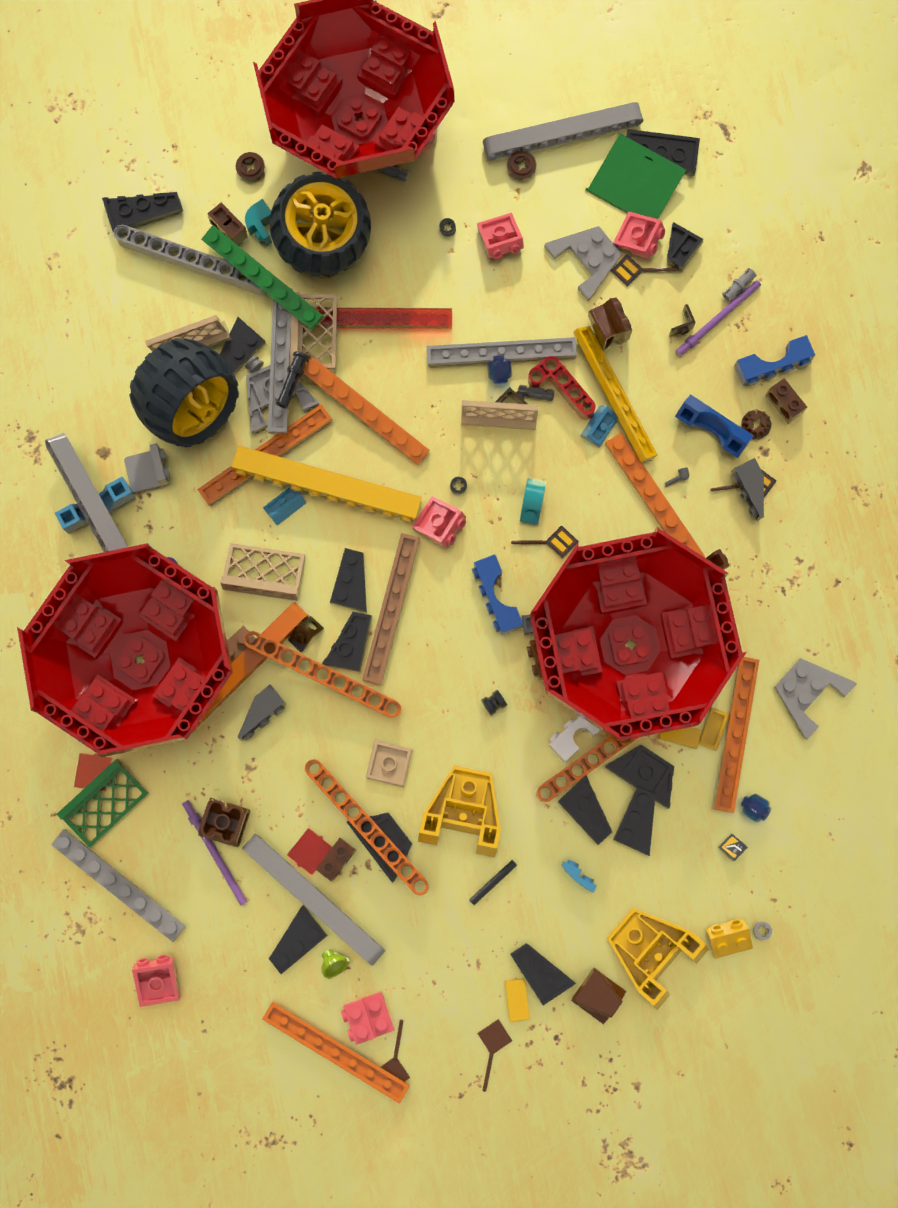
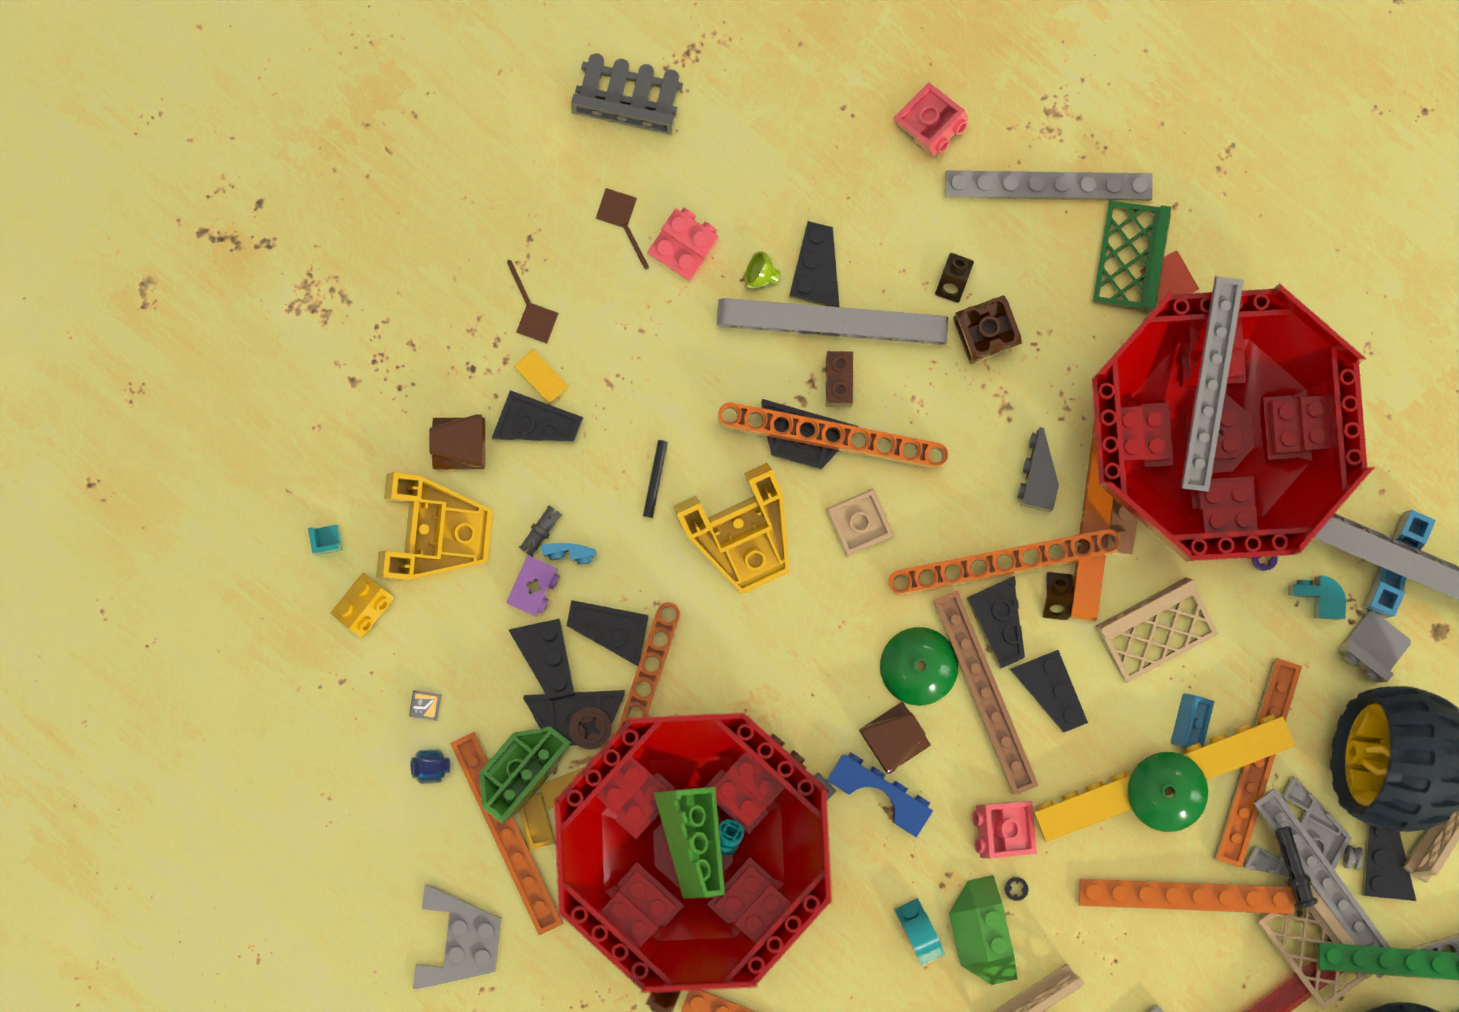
camera: 140 degrees right, 5 degrees up
(117, 684) = (1212, 383): none -> light grey plate
(150, 518) = (1327, 595): none -> teal brick
(194, 819) = (1020, 310): medium lavender bar -> none
(216, 872) = (957, 273): none -> dark brown bracket
(309, 851) = (874, 368): clear red piece -> none
(330, 486) = (1148, 788): none -> green dish
(336, 1052) = (691, 185): orange plate -> none
(348, 1142) = (613, 105): none -> dark grey fence
(423, 665) = (900, 671): none -> green dish
(464, 621) = (895, 737): none -> reddish brown piece
(490, 705) = (795, 665): black wheel -> none
(496, 475) = (983, 932): none -> bright green wedge
(560, 541) = (854, 909): piece -> none
(563, 743) = (687, 682): white arch -> none
(586, 902) = (540, 530): none -> dark grey pin
(611, 631) = (730, 835): none -> teal wheel
(627, 870) = (531, 571): none -> medium lavender brick
(629, 645) = (693, 839): none -> bright green wedge
(644, 749) = (602, 723): none -> reddish brown gear
(704, 764) = (520, 770): none -> bright green wedge
(724, 996) = (325, 540): none -> teal panel
(765, 925) = (333, 631): light grey bush -> none

